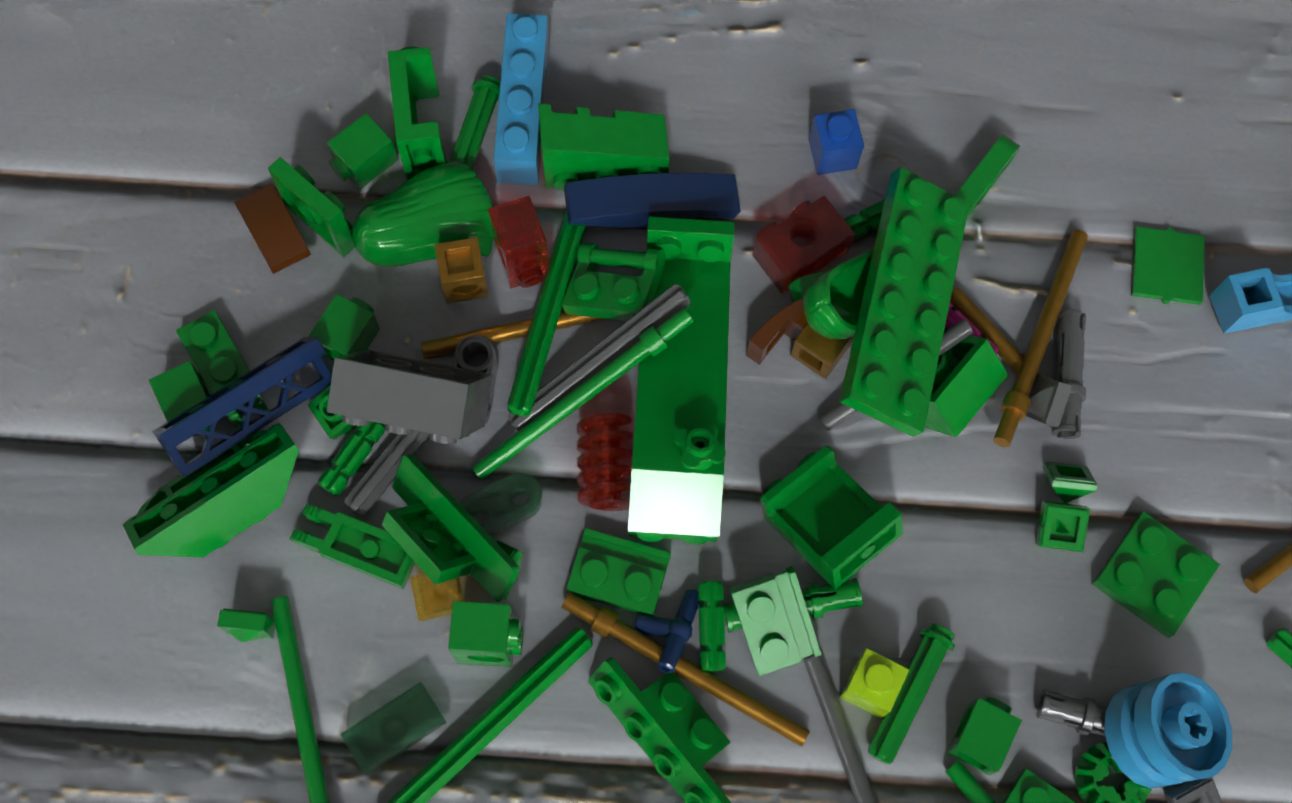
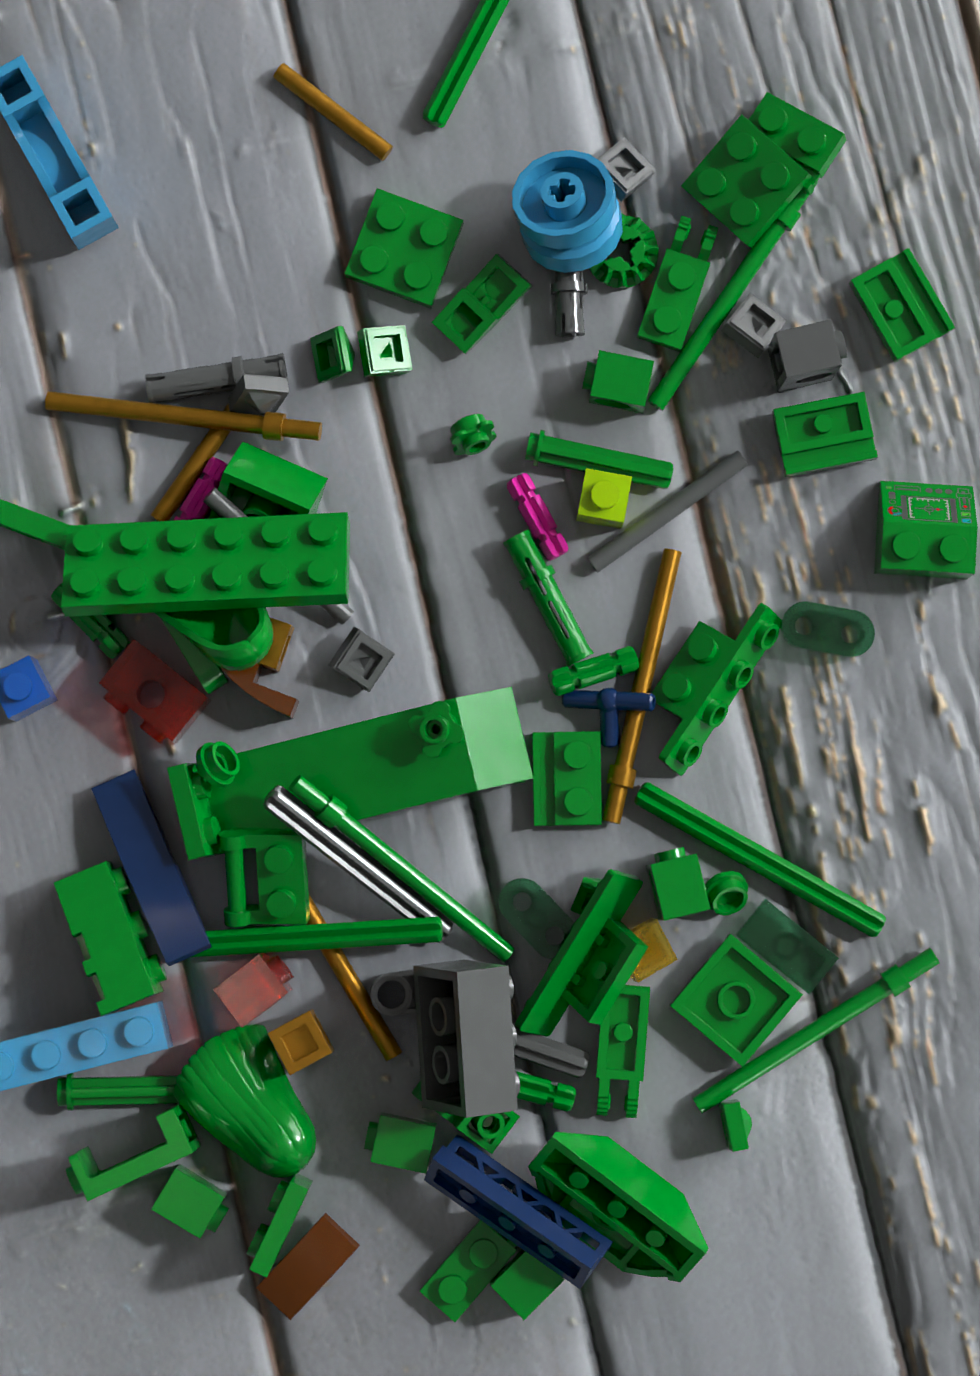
camera: 105 degrees left, 15 degrees up
(361, 664) = (736, 999): none -> green plate
(463, 685) = (727, 892): none -> green plate
(601, 461) = (462, 826): clear red piece -> none
(726, 274) = (217, 763): none -> green plate
(775, 621) = (573, 610): plate -> none
(782, 422) = (361, 659): none -> dark grey tile
(830, 517) = (450, 584): green panel -> none
(871, 619) = (537, 516): none -> dark pink axle
(965, 580) = (472, 434): none -> green plate
(1086, 630) = (481, 303): none -> green slope
(1168, 265) = (54, 299): green piece -> none

